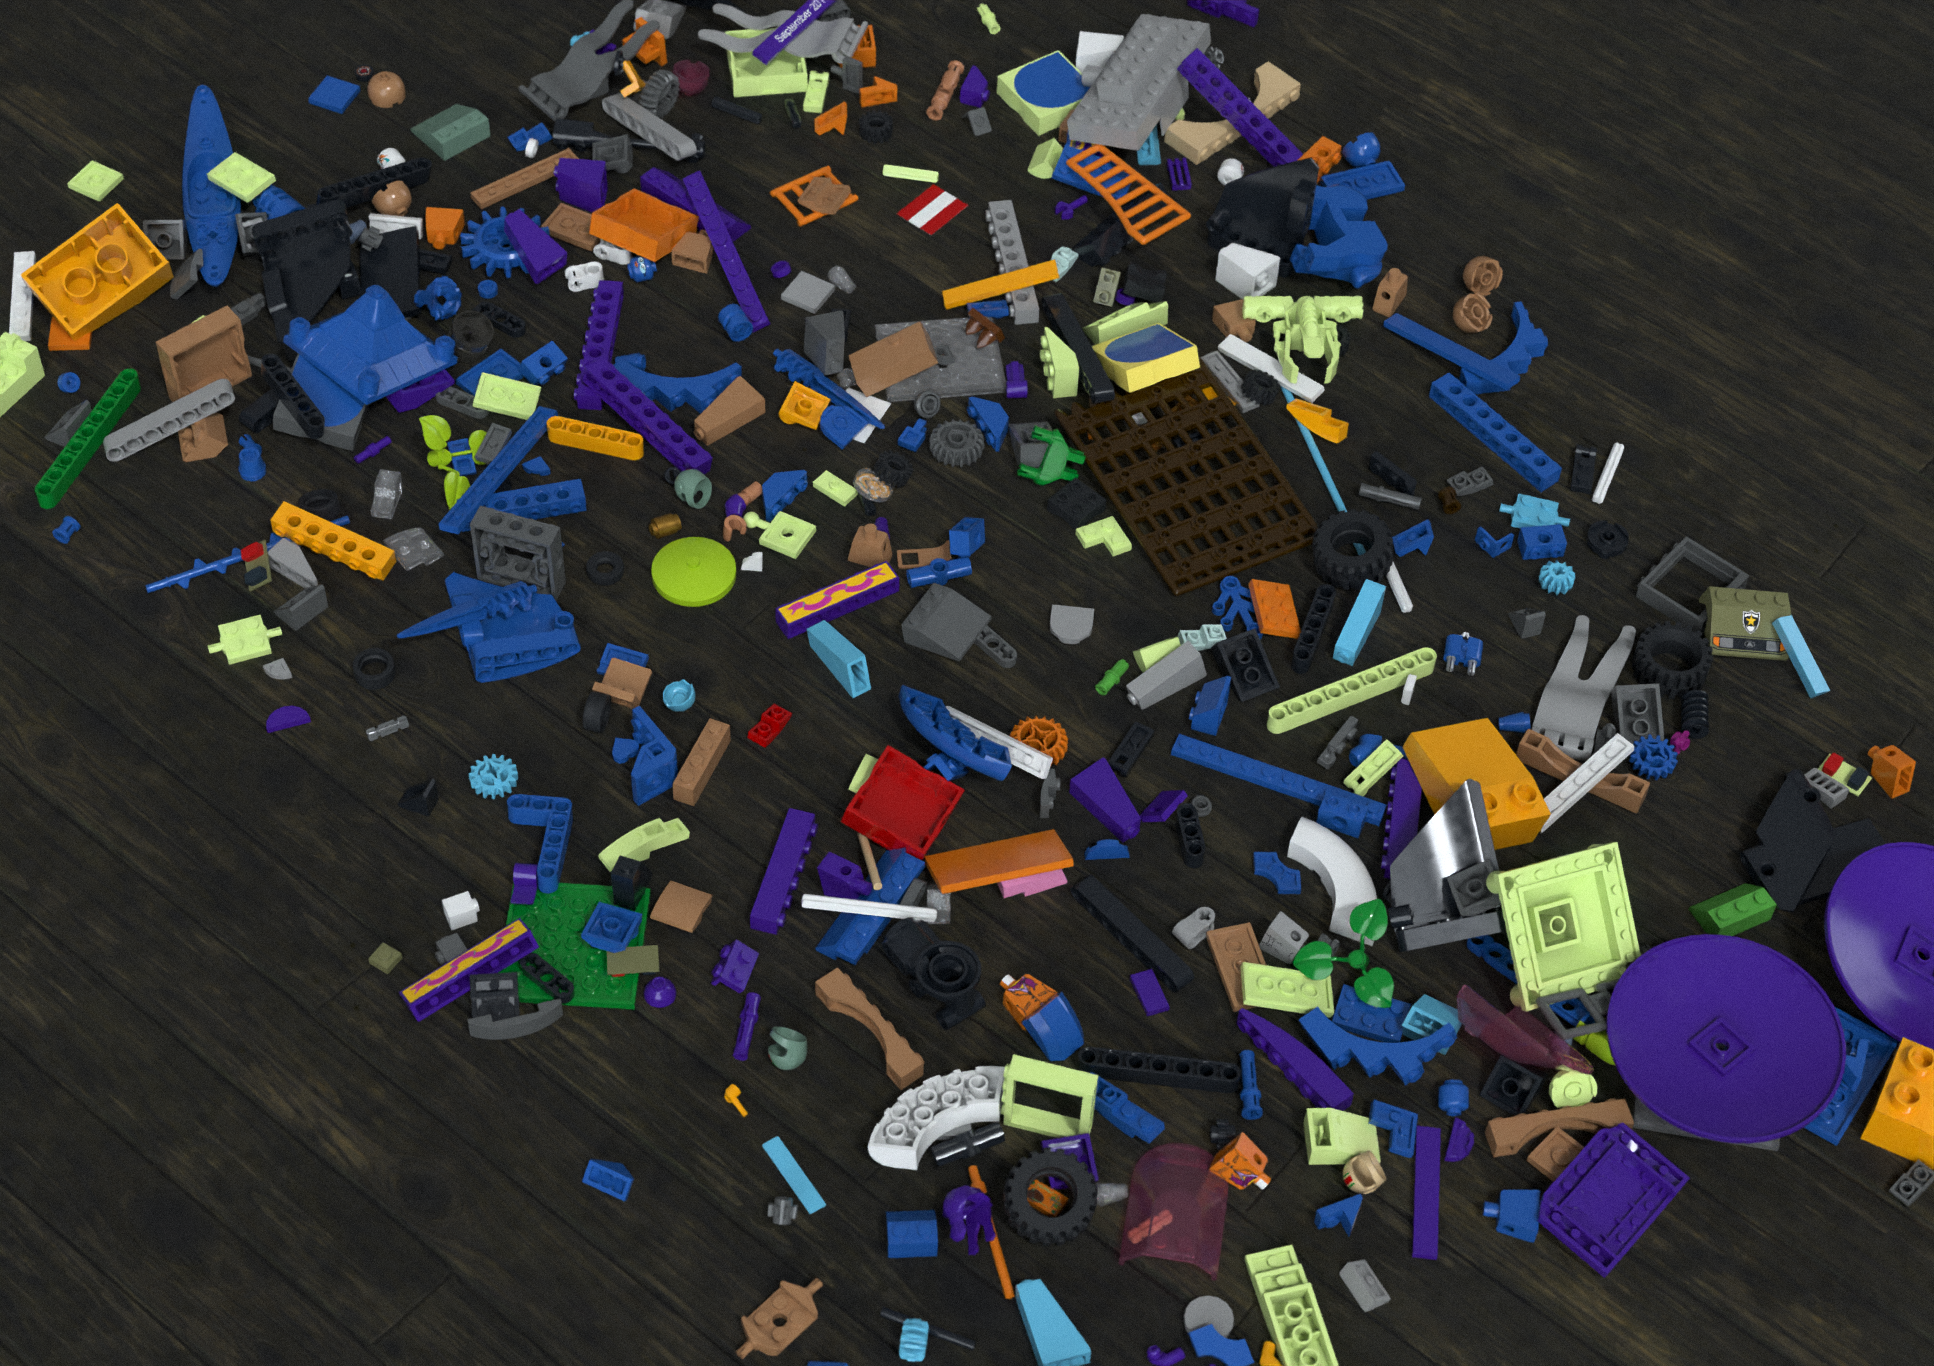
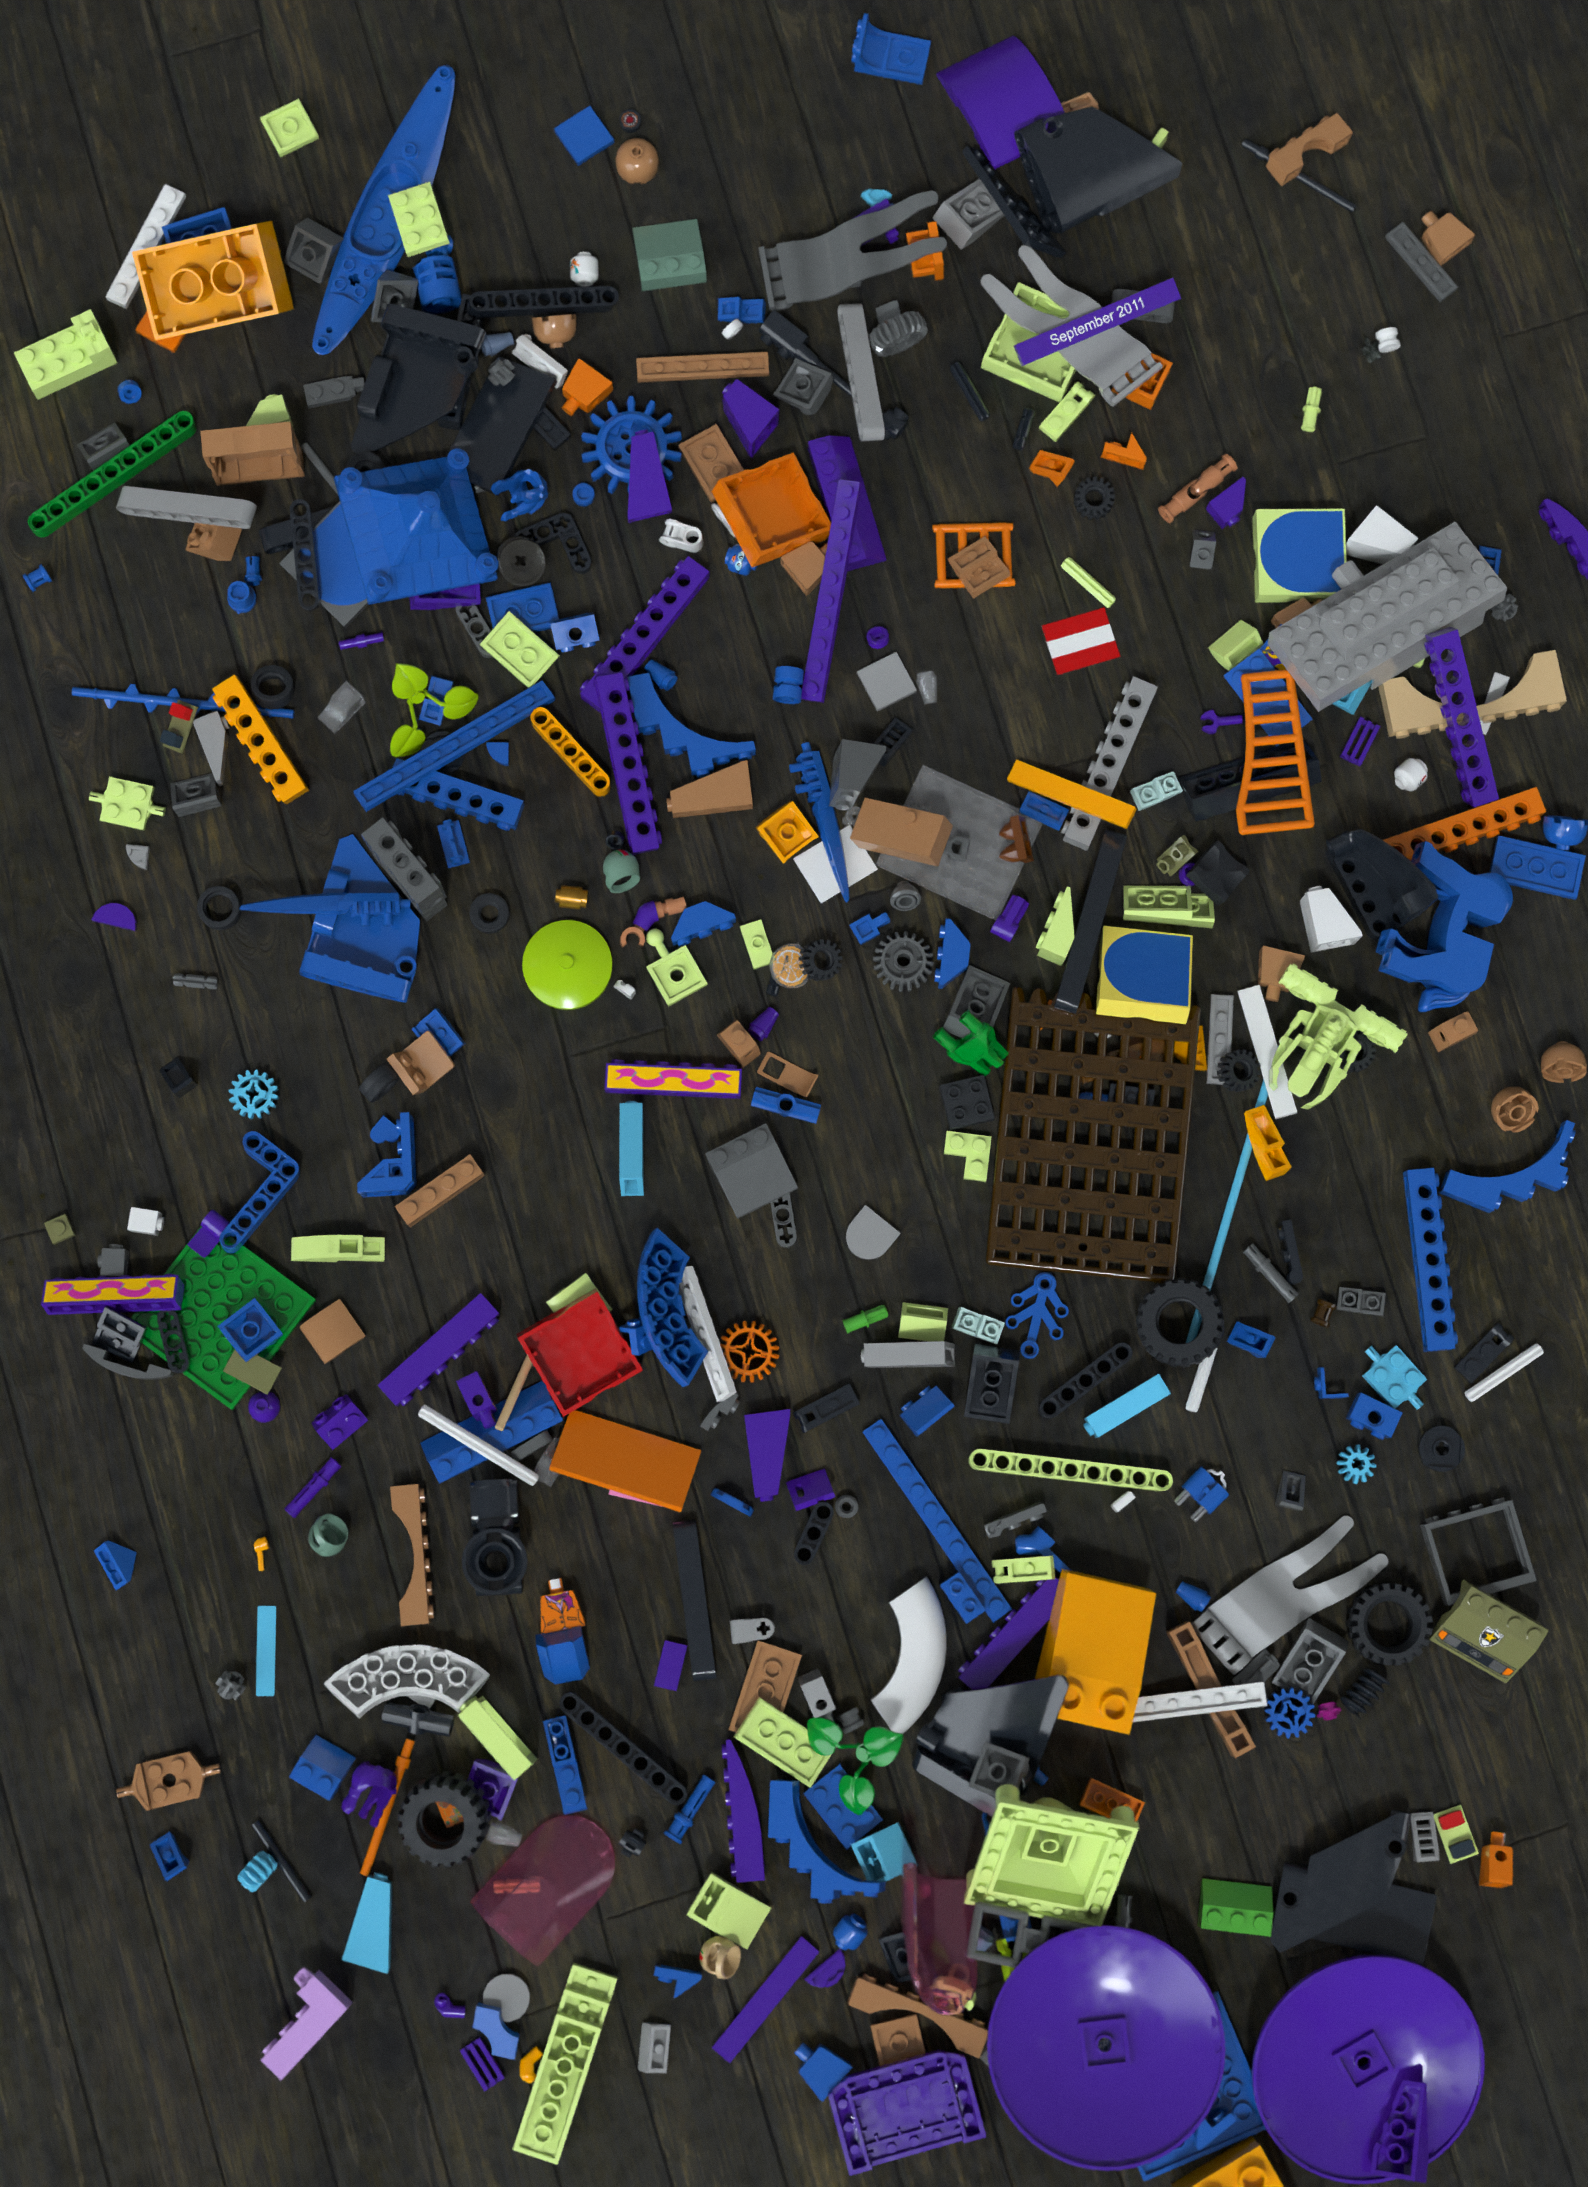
camera: 30 degrees right, 30 degrees up
(186, 274) = (301, 316): dark grey slope -> none
(413, 548) = (331, 786): clear slope -> none
(493, 443) = (467, 710): dark grey tile -> none
(623, 65) = (881, 306): light orange piece -> none
(629, 882) = (296, 1290): black slope -> none
(679, 696) = (464, 1105): medium azure hair -> none
(691, 76) = (945, 324): clear pink cylinder -> none
(771, 724) = (526, 1183): red slope -> none
(841, 424) = (809, 873): blue tile -> none
(850, 73) = (1109, 415): dark grey plate -> none
(967, 536) = (833, 1086): blue brick -> none
(1241, 1163) = (623, 1884): orange torso -> none
(1269, 866) = (863, 1604): blue tile -> none
(1274, 608) = (1065, 1337): orange plate -> none
(1399, 1122) = (788, 1929): blue tile -> none
(1452, 351) = (1456, 1143): blue tile -> none
(1800, 656) = (1512, 1696): medium azure slope -> none

